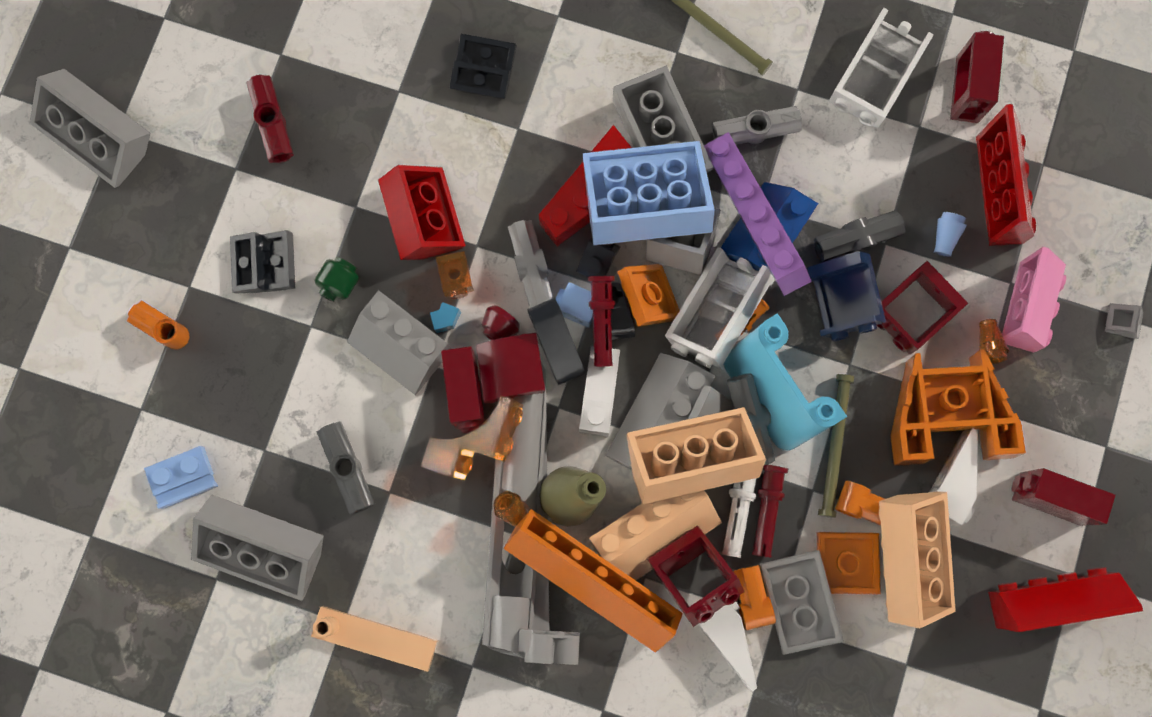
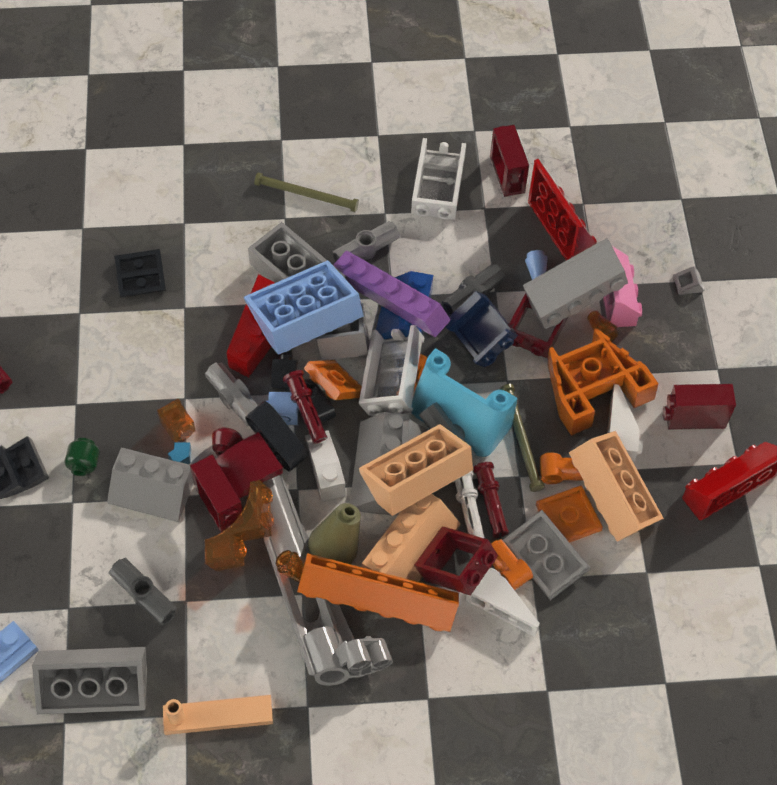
camera: 25 degrees left, 20 degrees down
(420, 211) = (130, 386): red slope -> none
(985, 293) = (576, 284): none -> light grey slope

